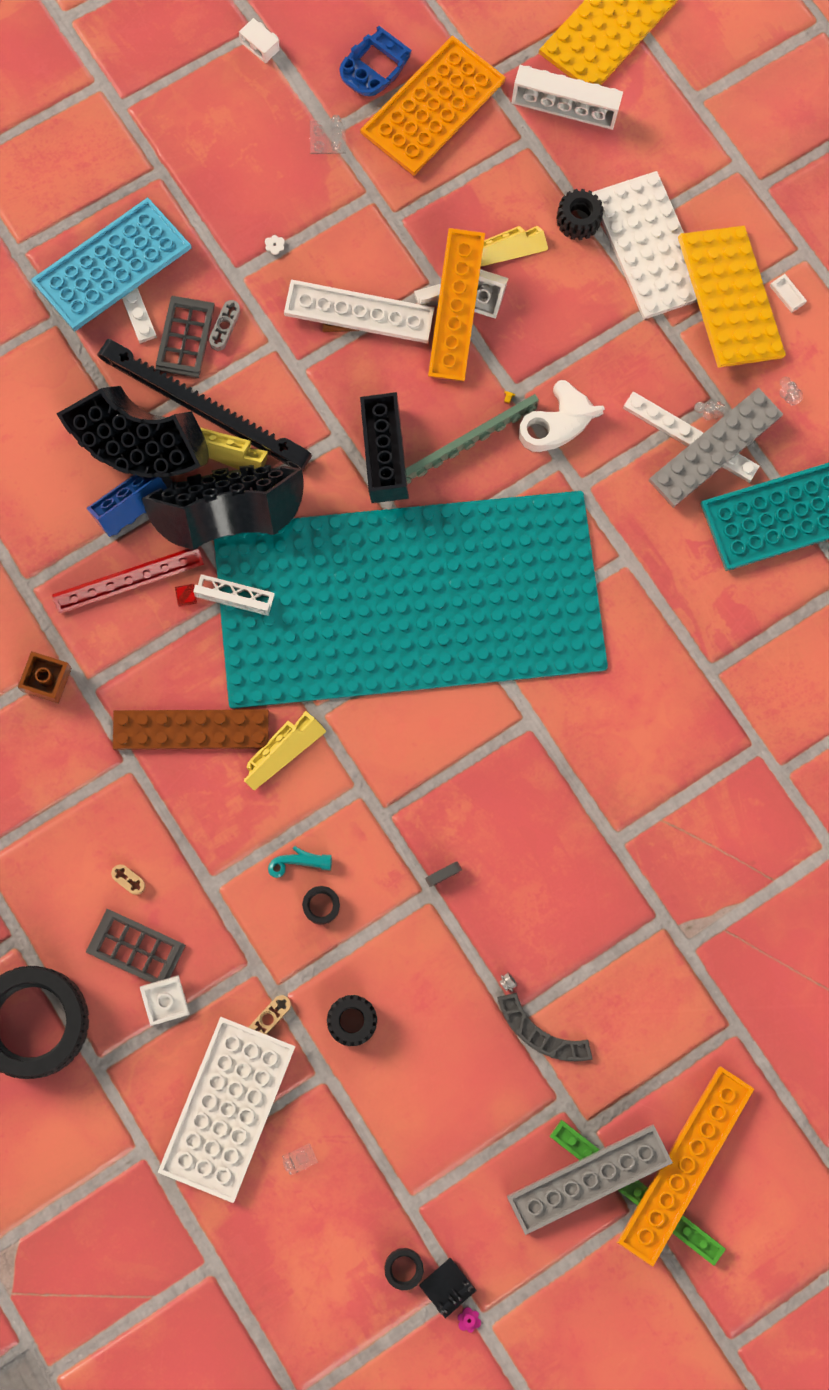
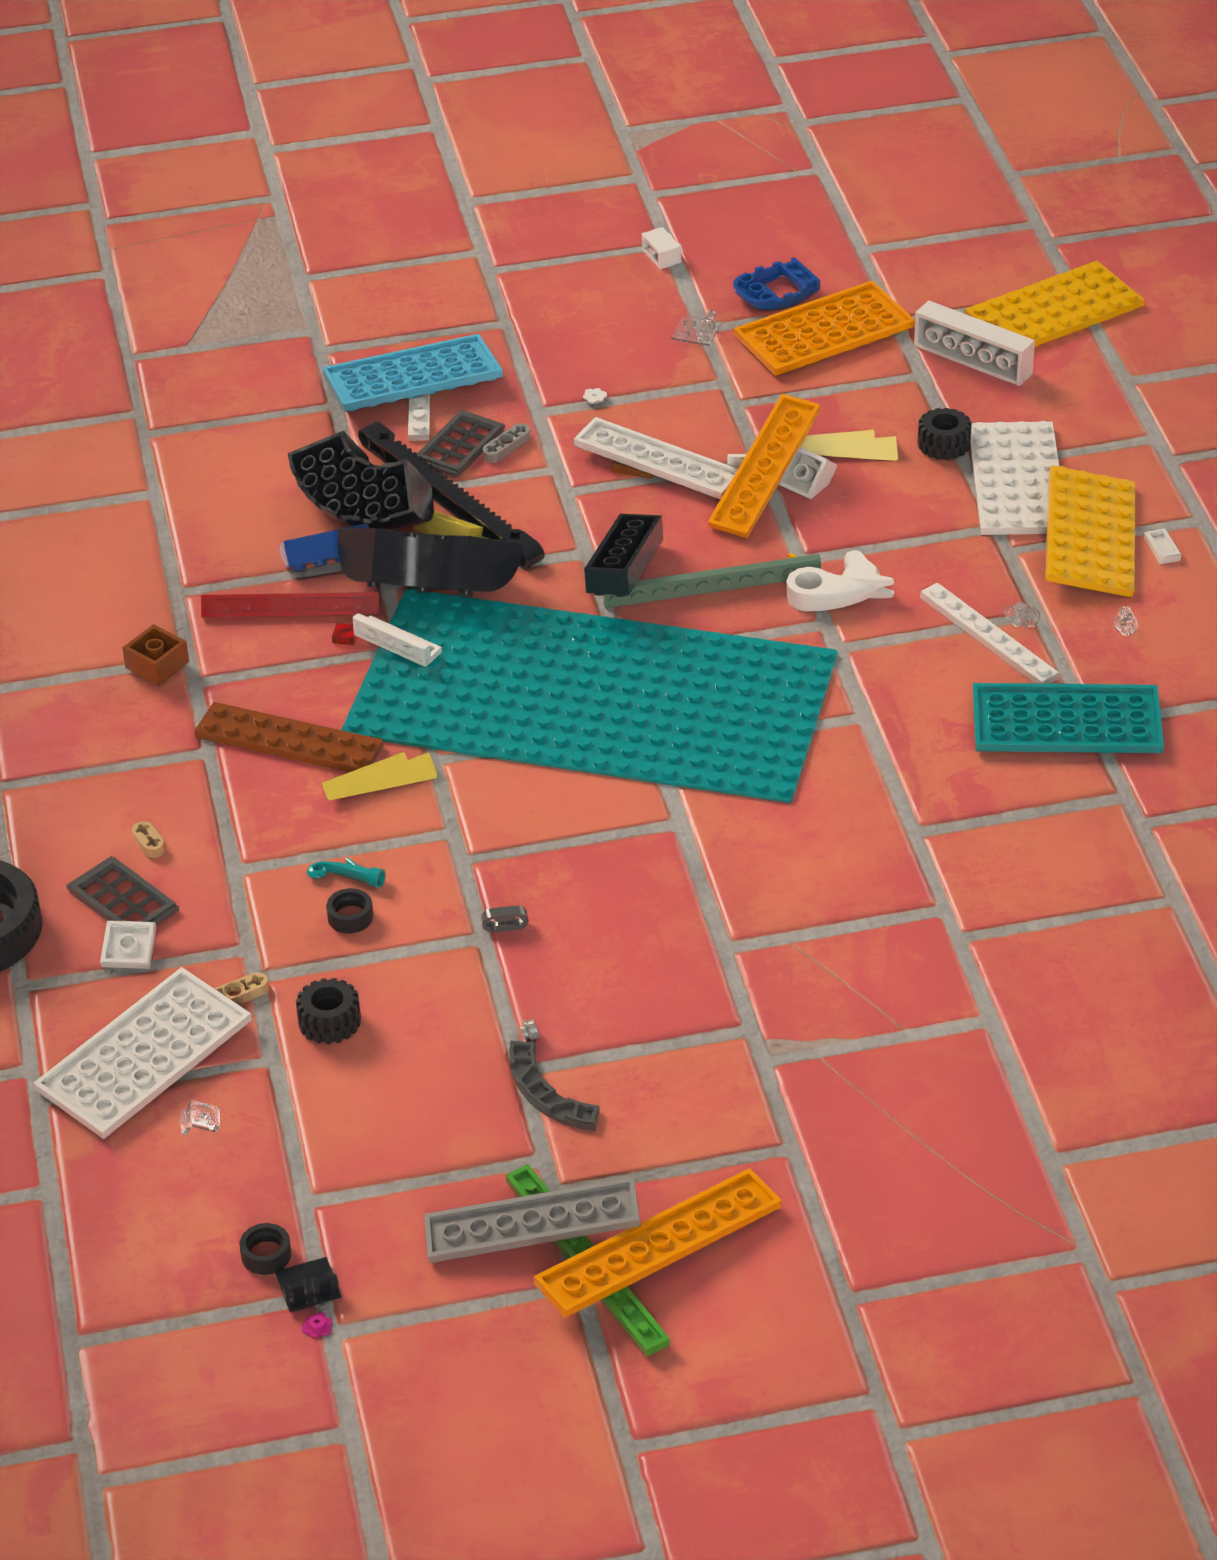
camera: 30 degrees right, 35 degrees down
(715, 447) = (1010, 641): light grey plate -> none

